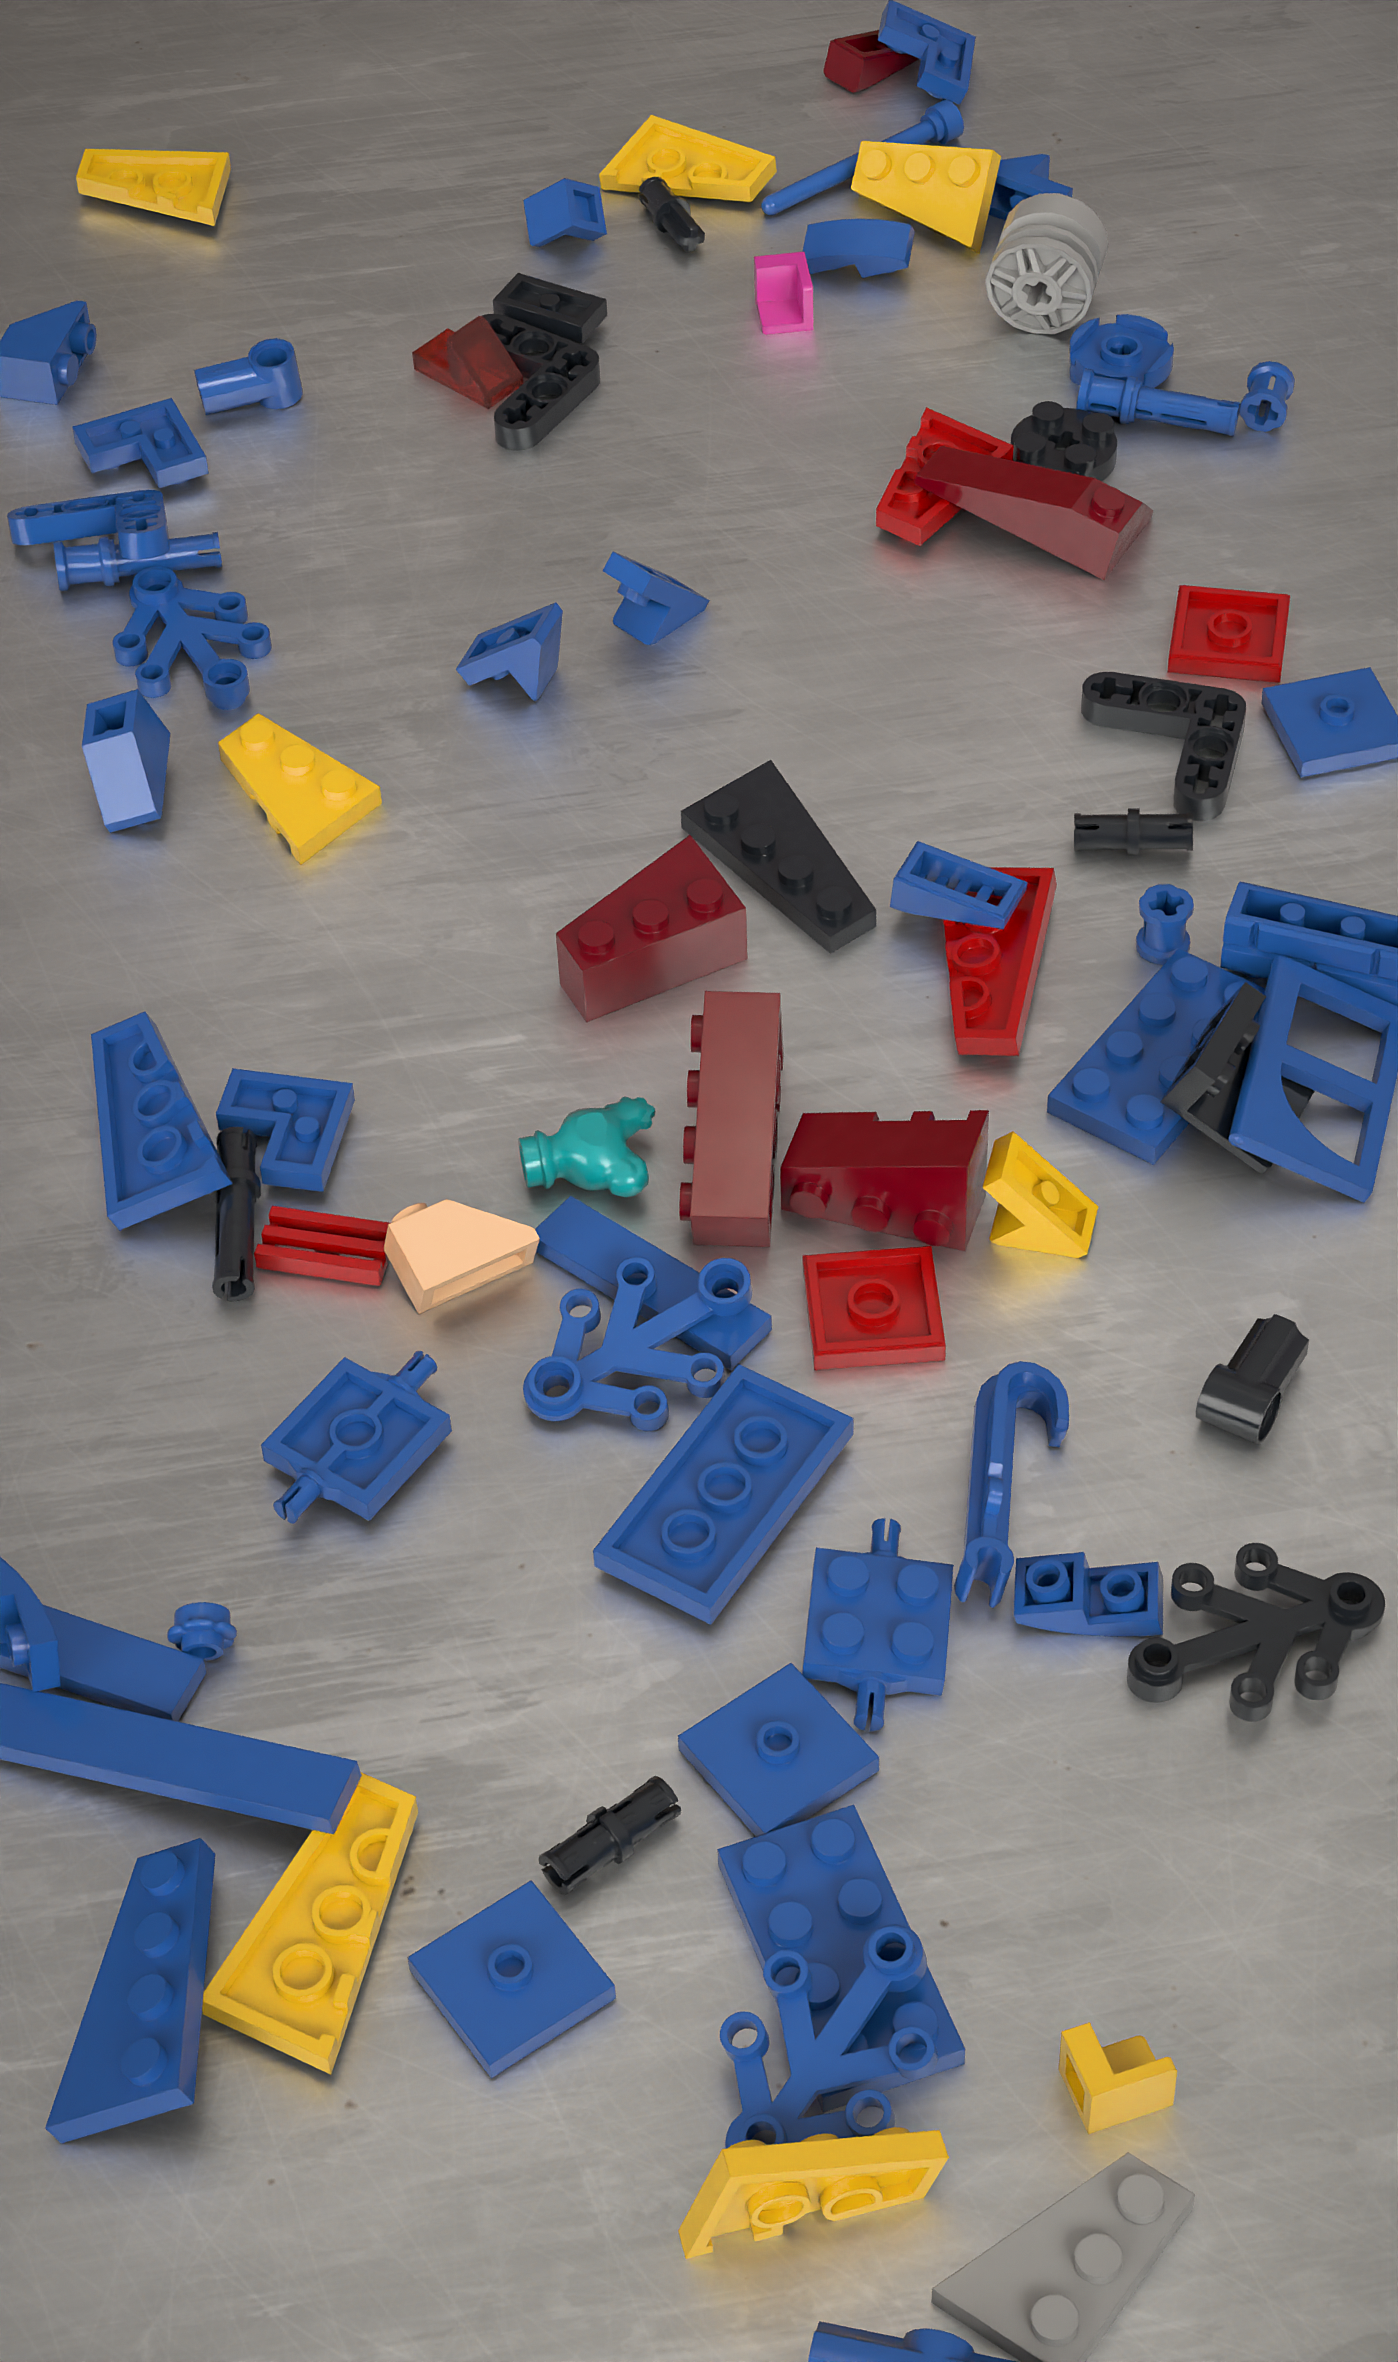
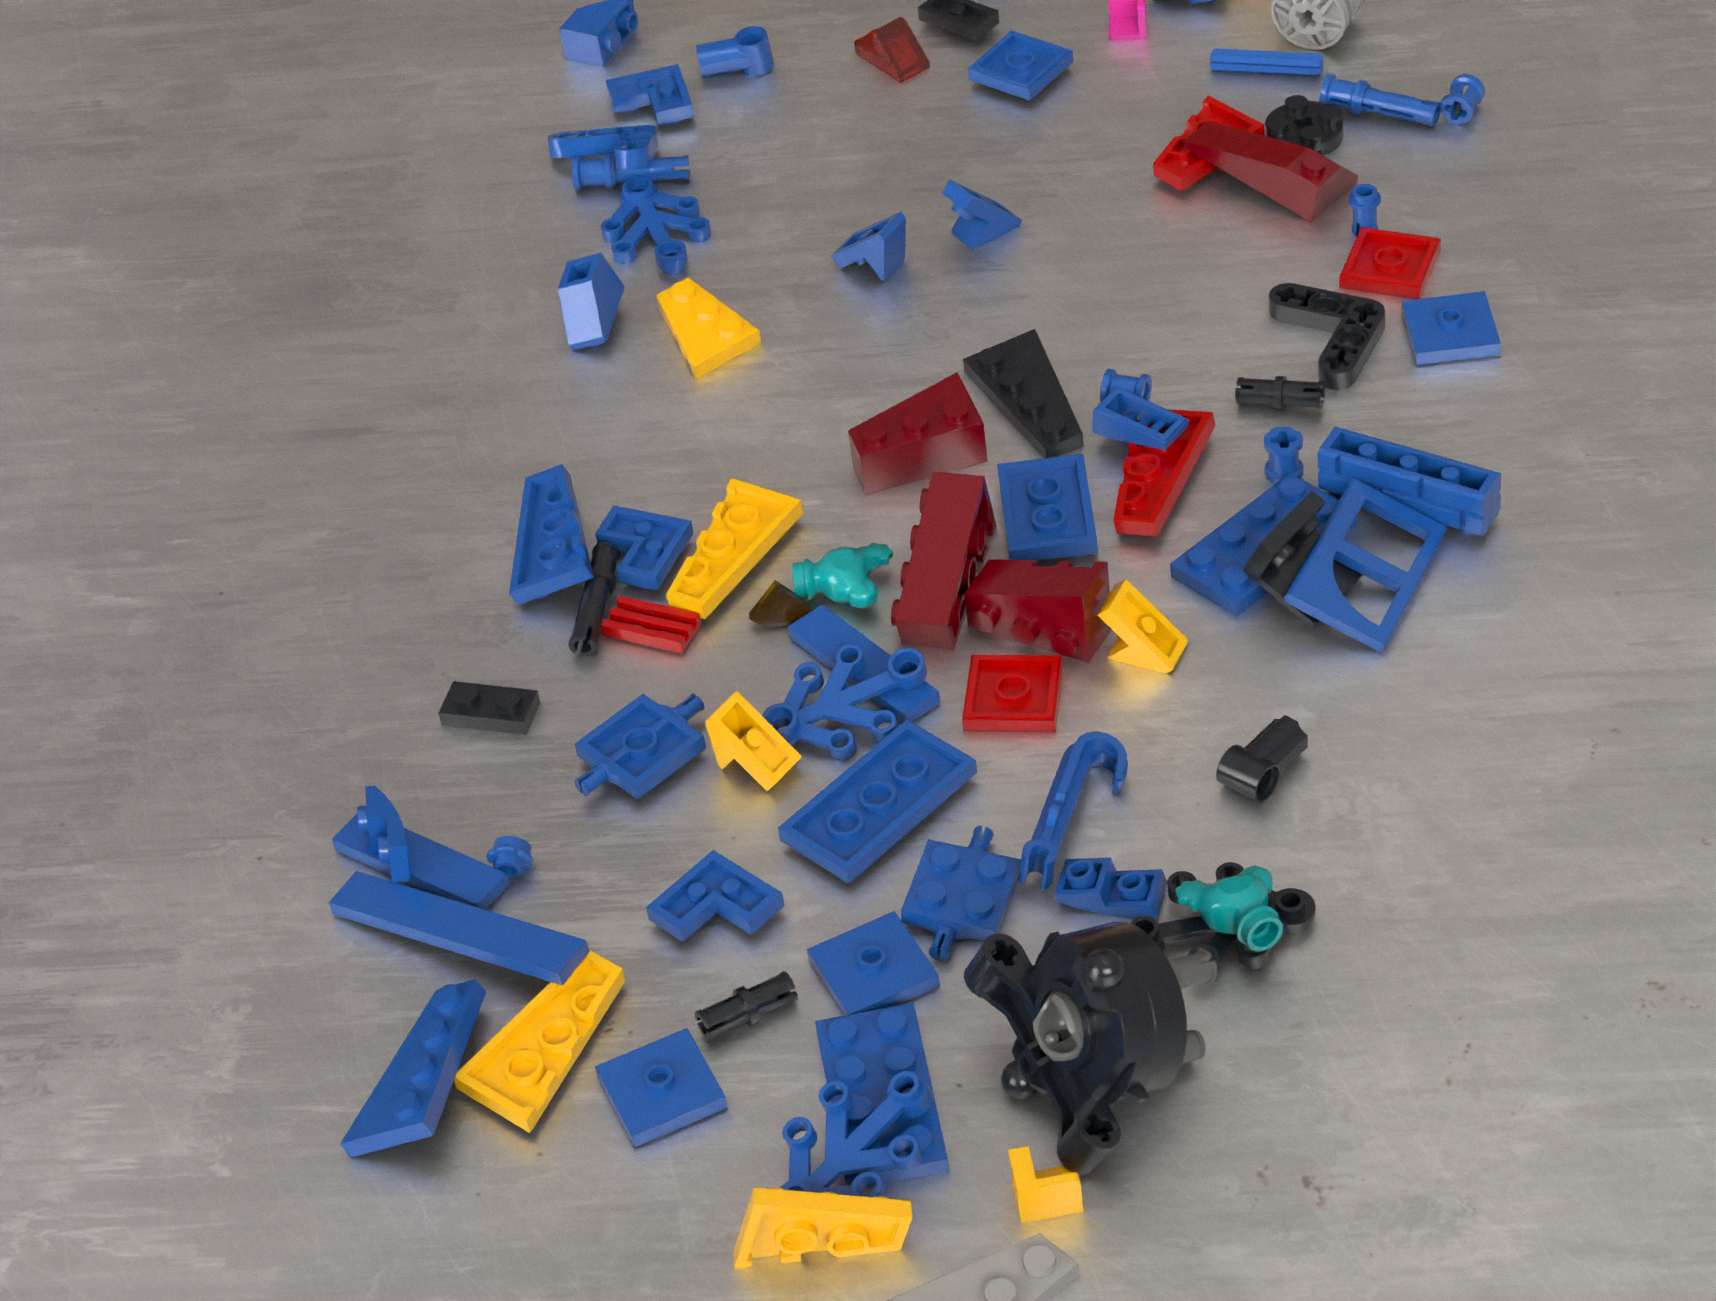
camera: 15 degrees right, 5 degrees down
(114, 1395) = (489, 708): none -> black plate
(421, 1107) = (737, 539): none -> yellow wing
(454, 1250) = (733, 632): light nougat slope -> none
(515, 1199) = (779, 607): none -> dark brown tile
(518, 1414) = (745, 735): none -> yellow slope
(522, 1652) = (714, 888): none -> blue plate
(562, 371) = (952, 60): black beam -> none
(654, 376) = (1020, 65): none -> blue plate
(855, 1026) = (1047, 508): none -> blue plate
(906, 834) = (1138, 386): none -> blue bush
(989, 355) = (1267, 62): none -> blue axle
(1103, 348) = (1371, 61): blue plate -> none
(1143, 1828) = (1092, 1025): none -> black piece
(1182, 550) = (1364, 201): none -> blue pin
(1285, 1613) = (1236, 906): none -> teal animal

